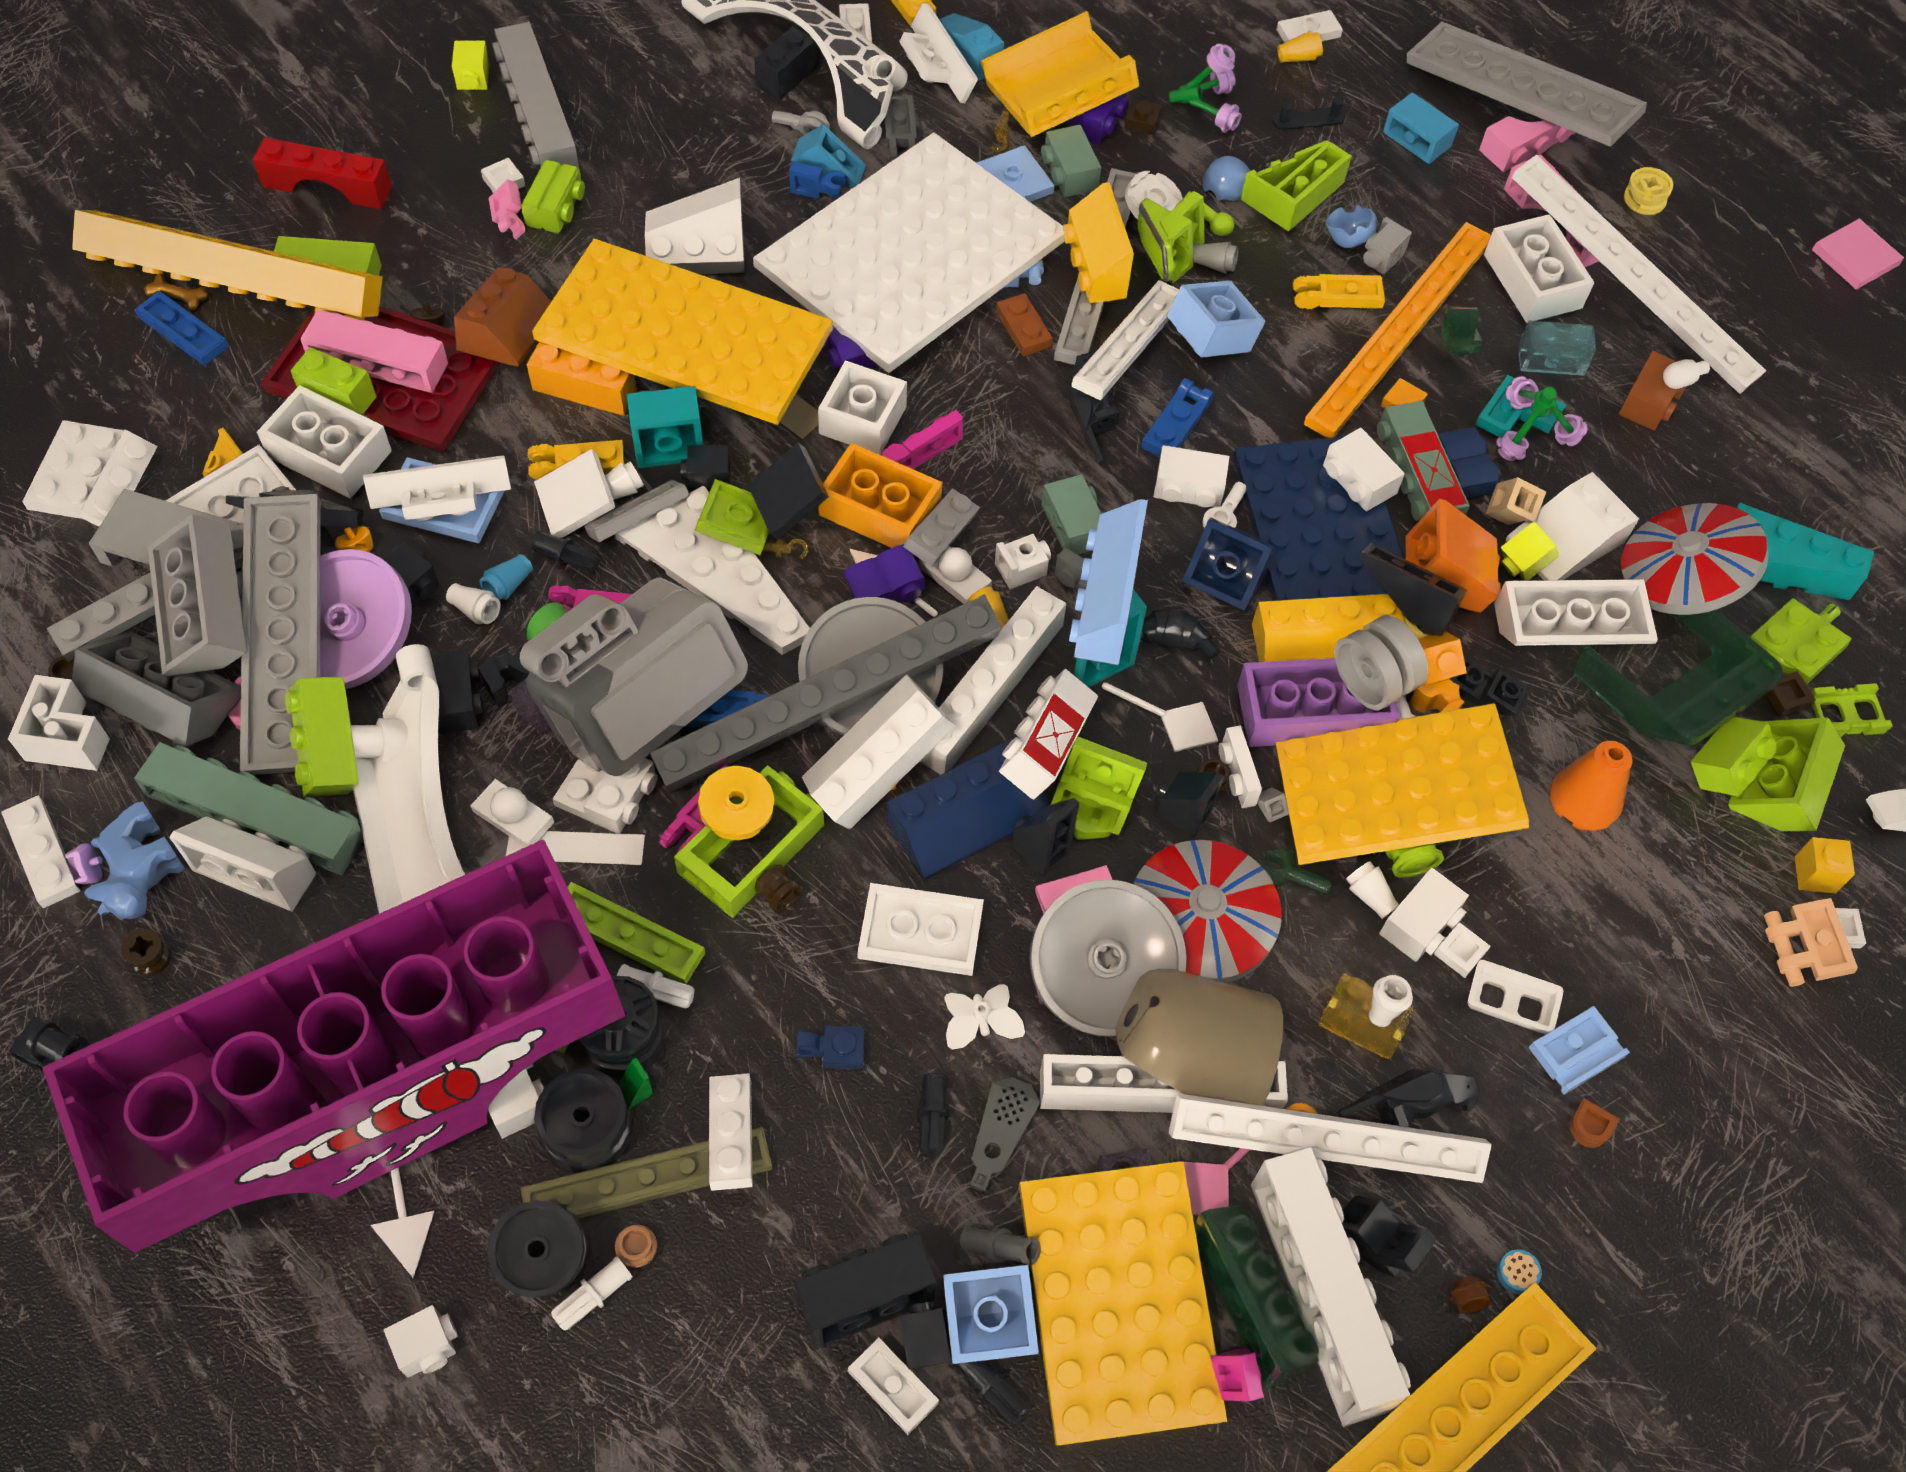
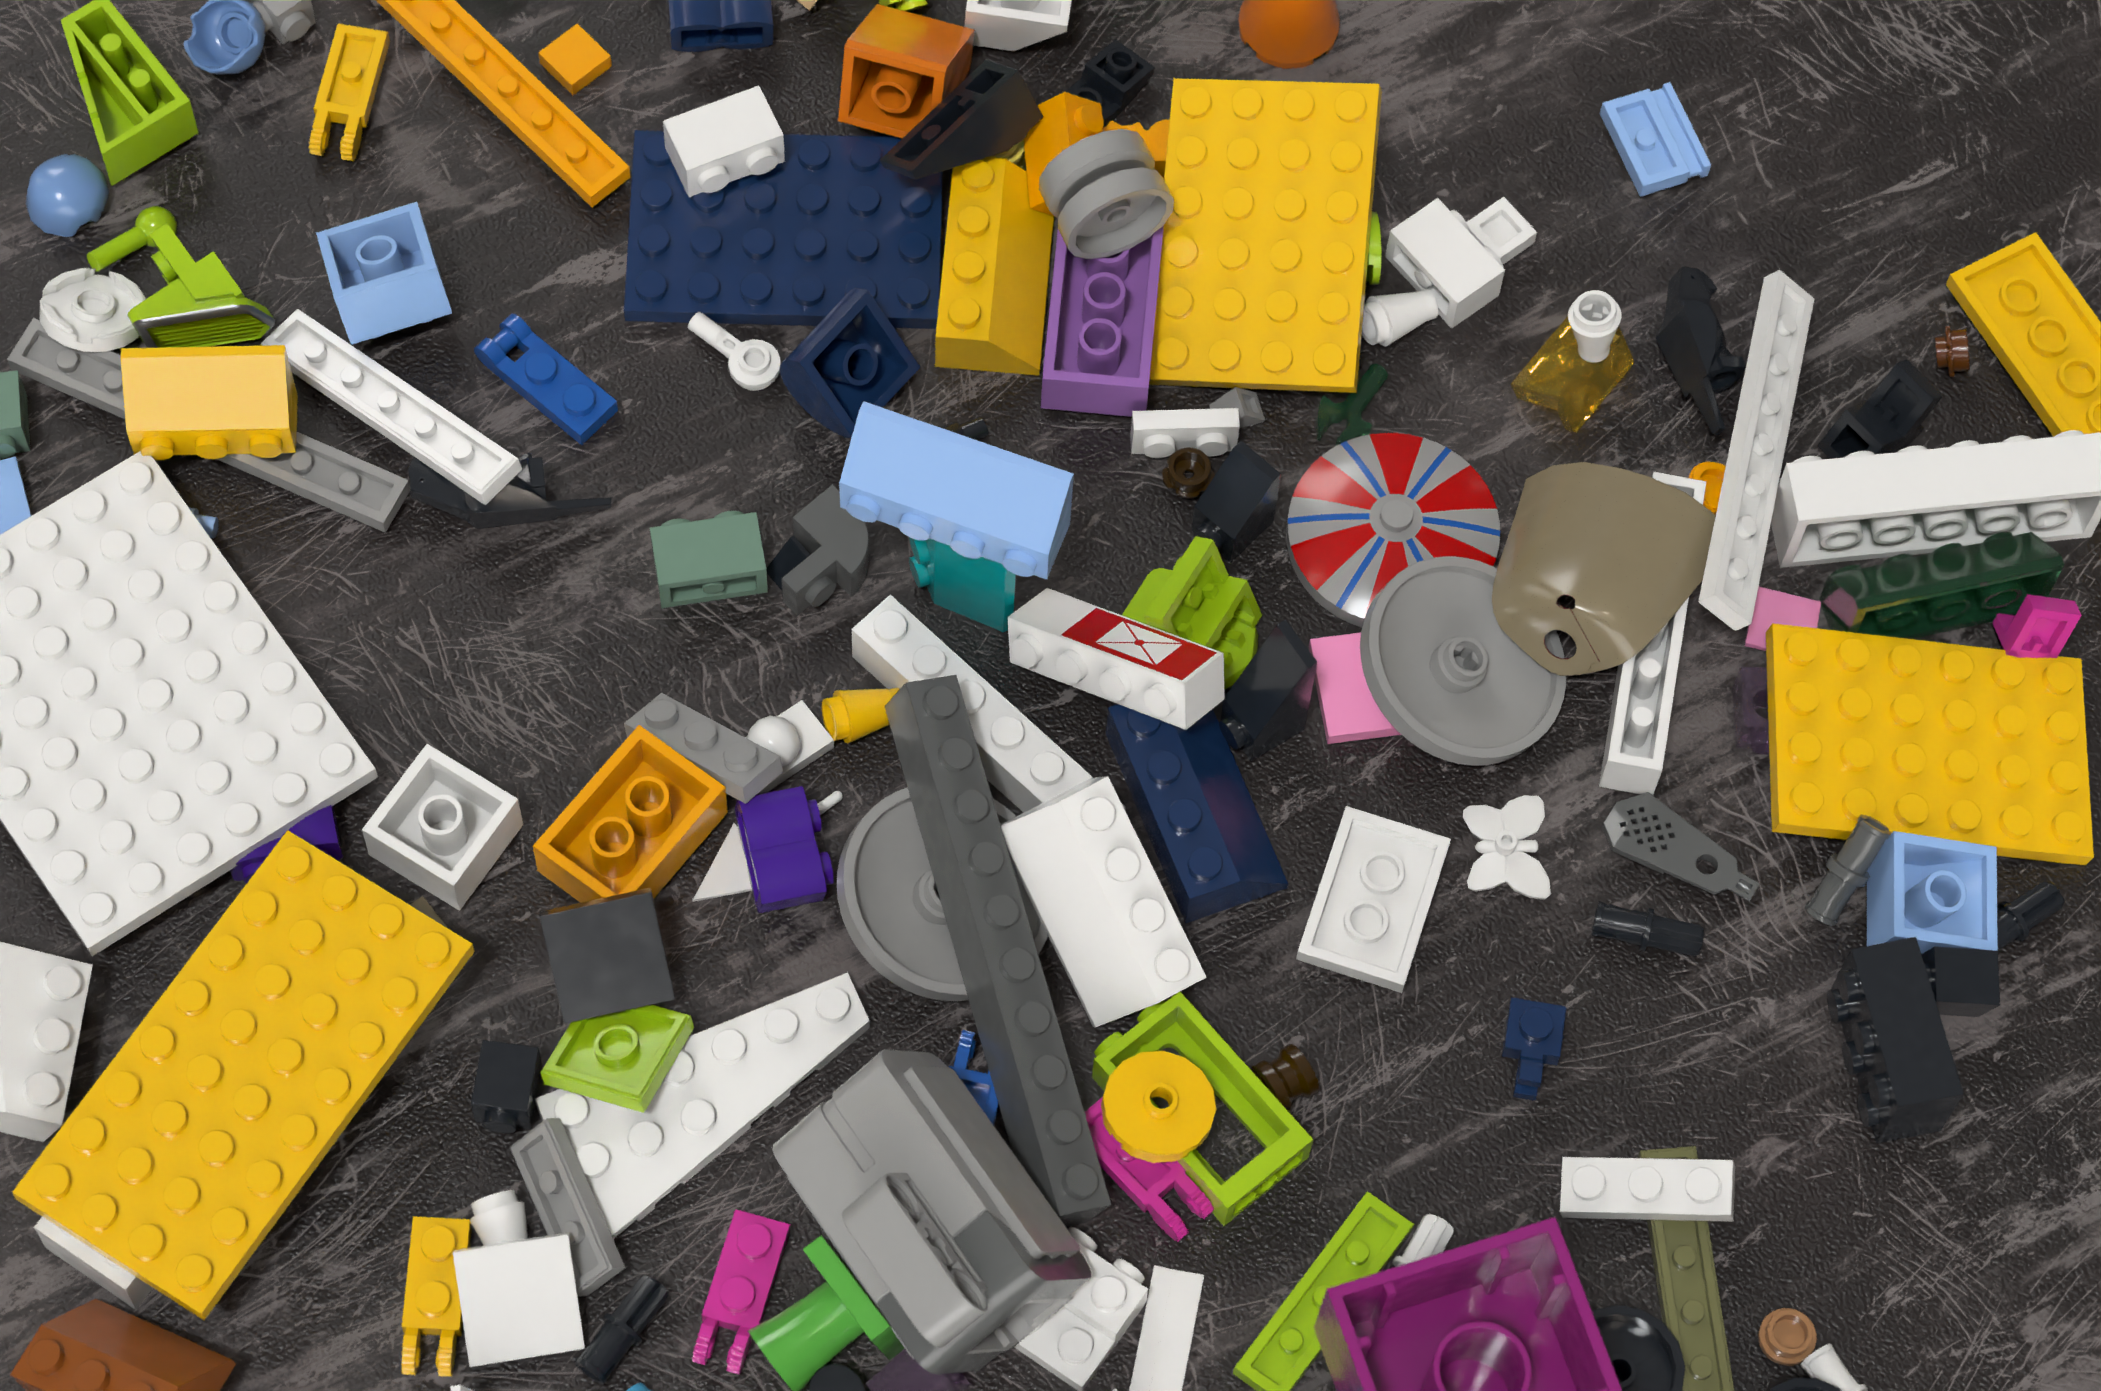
camera: 80 degrees left, 5 degrees up
(580, 379) = (277, 1271): light orange brick -> none
(664, 425) = (424, 1131): teal brick -> none
(780, 548) = (680, 1002): clear yellow hand -> none
(893, 1385) = (2005, 1037): white plate -> none
(929, 442) = (527, 757): dark pink hinge -> none
(1022, 560) = (776, 664): white brick -> none
(1024, 324) = (301, 563): dark orange plate -> none
(1185, 725) = (1098, 489): white piece -> none
(1191, 476) = (670, 382): white brick -> none
(1216, 256) = (238, 240): light grey cone -> none
(1421, 456) = (710, 63): sand green brick -> none
(1516, 986) = (1552, 188): white piece -> none
(1518, 1271) = (1927, 291): tile -> none
(1592, 1124) = (1749, 156): dark orange tile -> none

